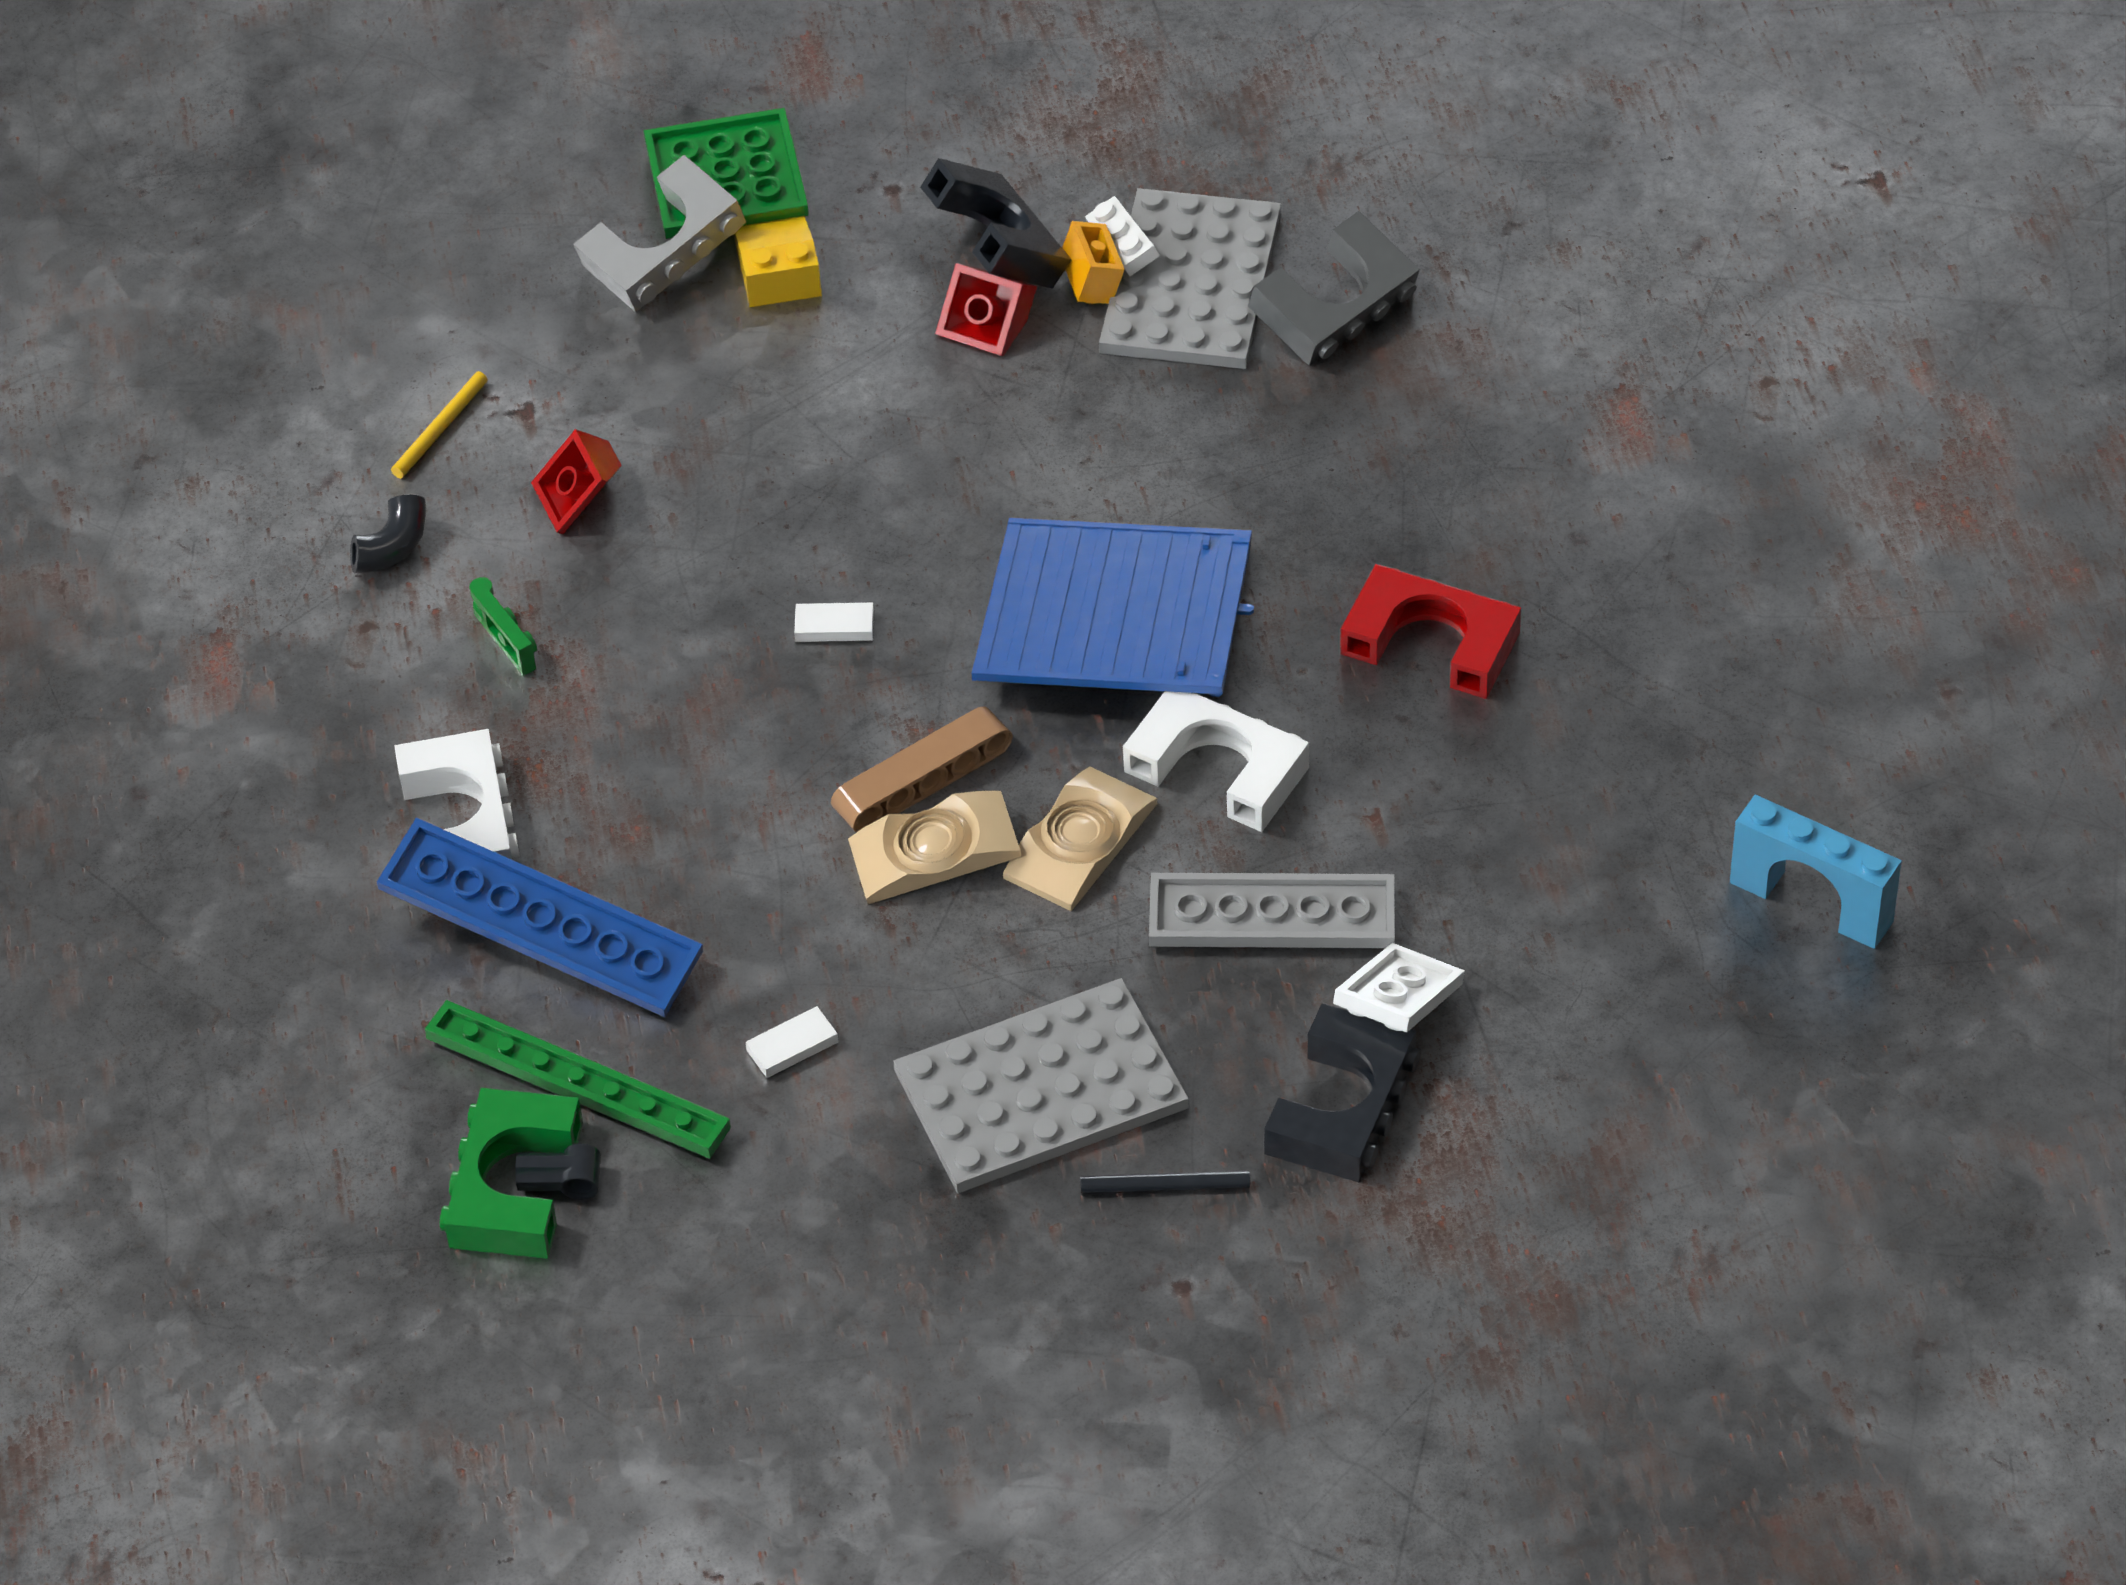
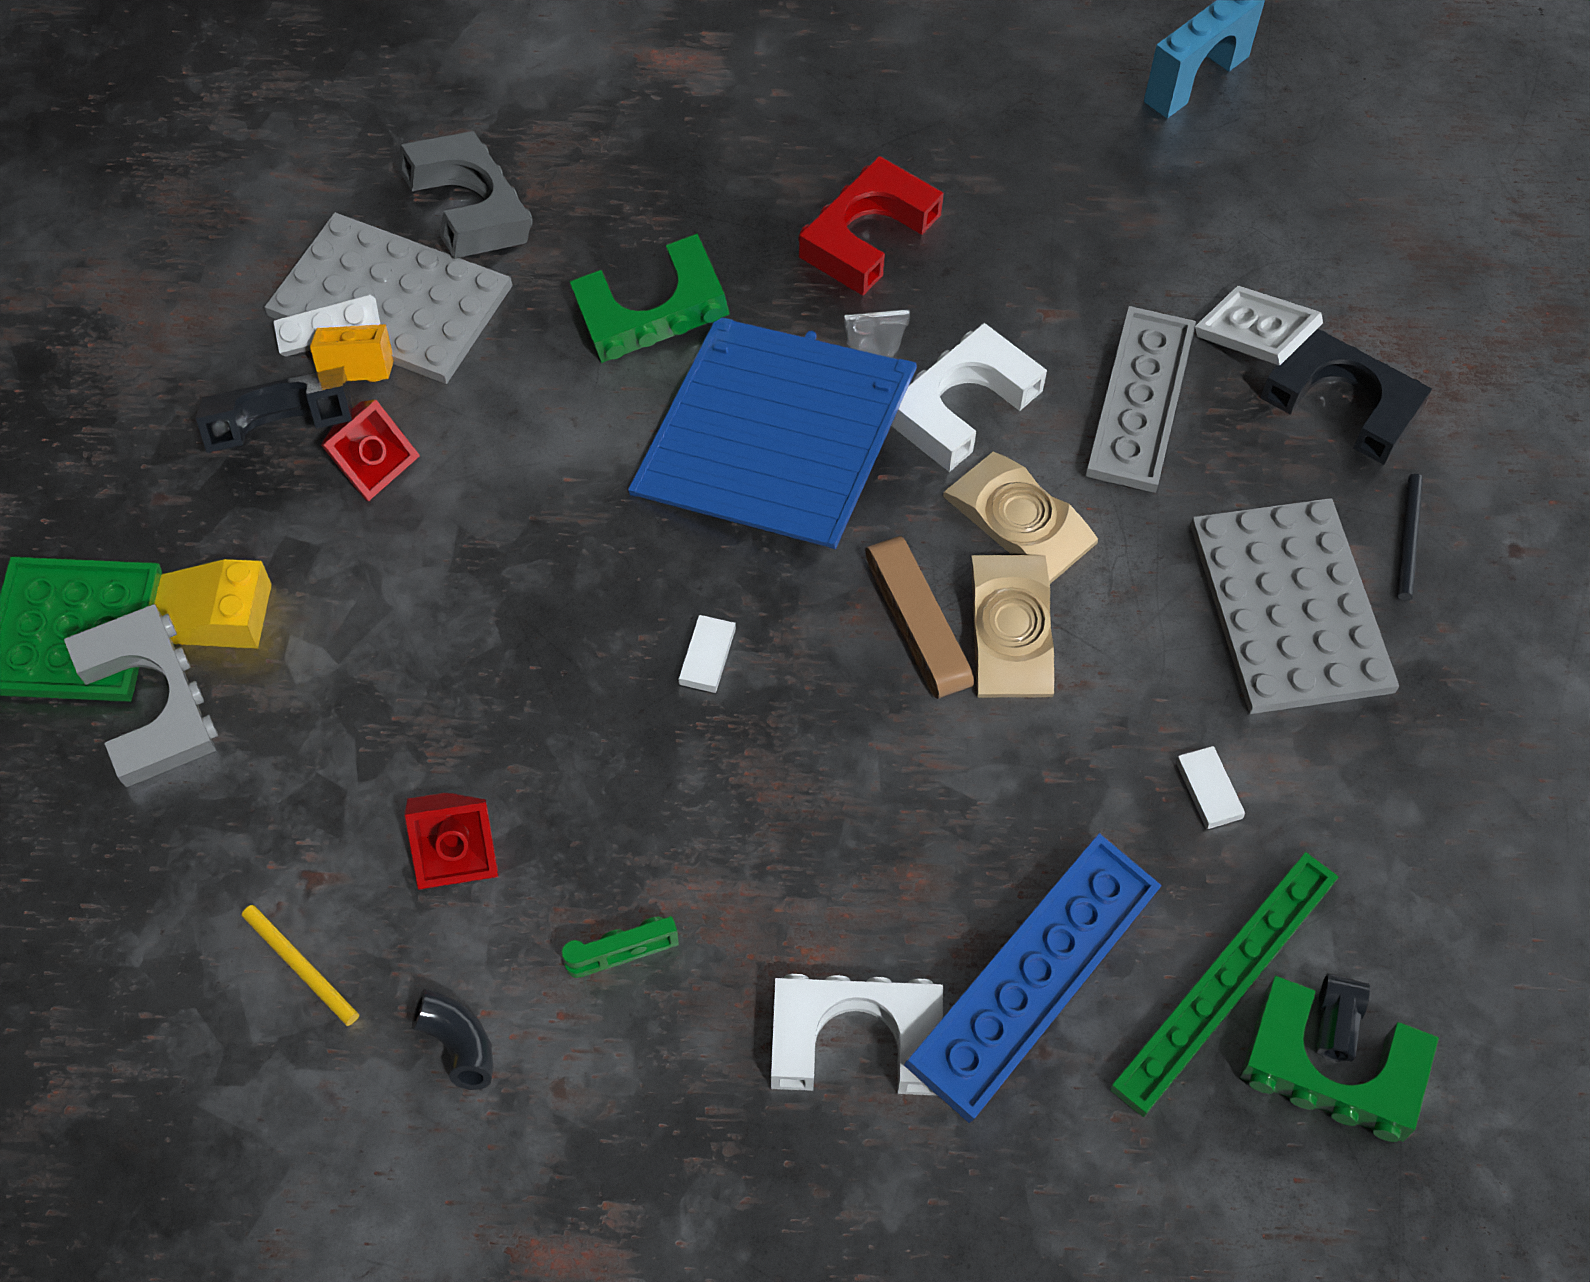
camera: 80 degrees left, 10 degrees up
(1252, 500) = (621, 330): none -> green arch
(1274, 672) = (876, 332): none -> clear wing

